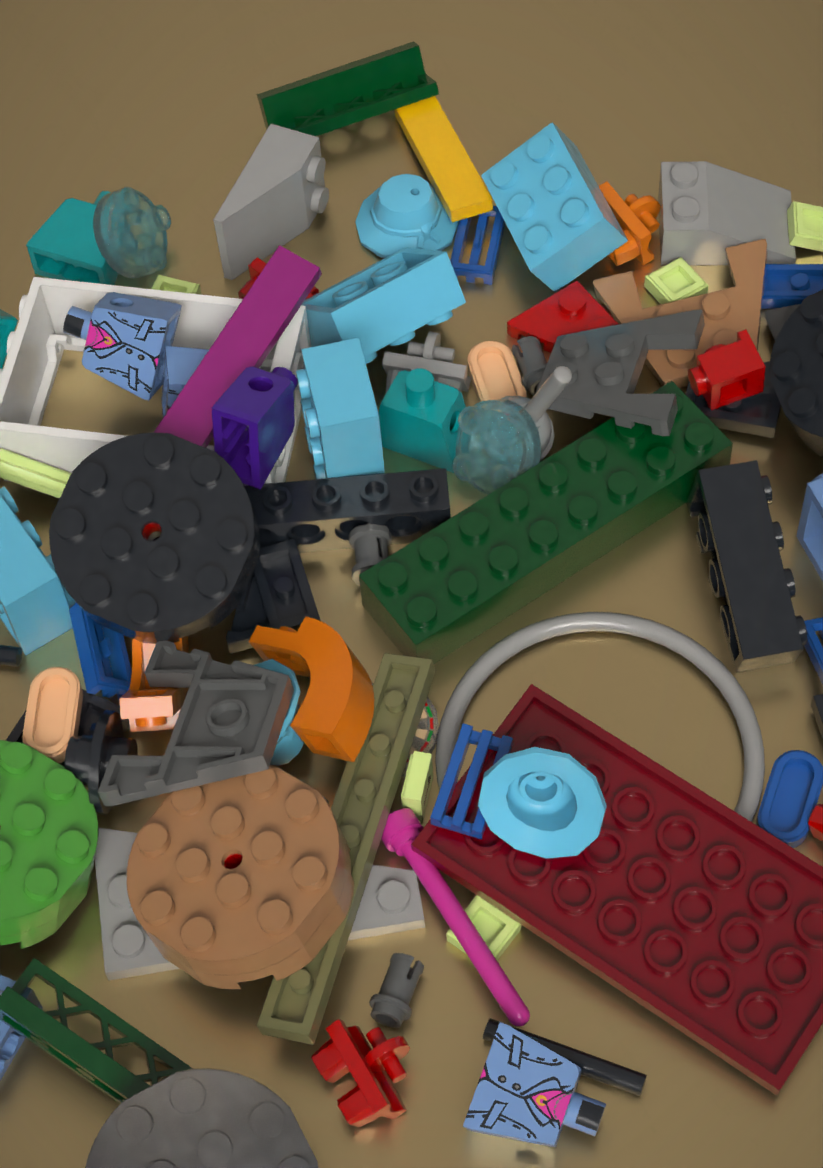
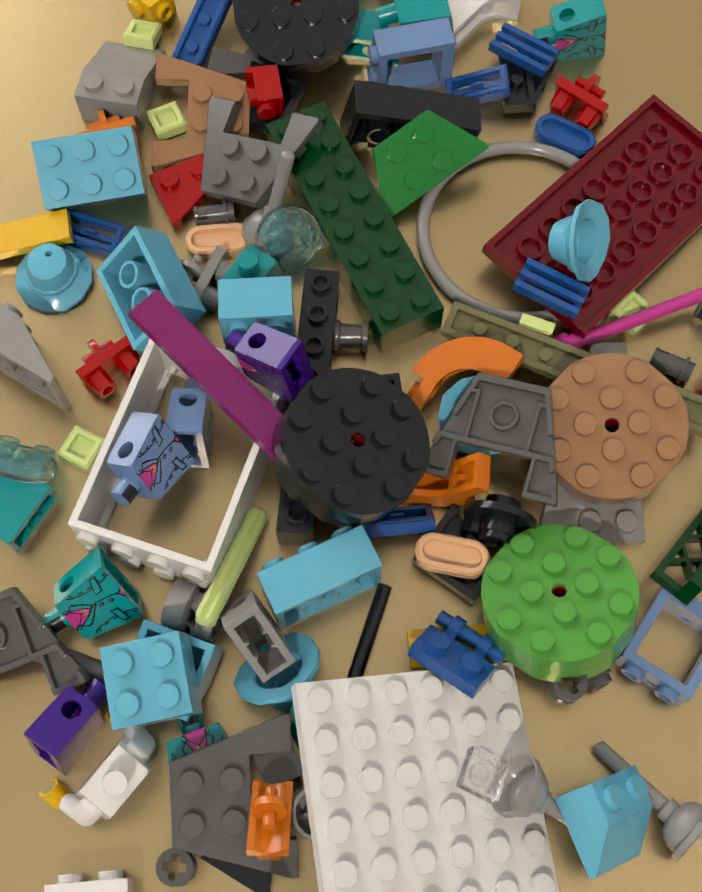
camera: 85 degrees left, 10 degrees up
(665, 583) = (421, 158): none -> green wing

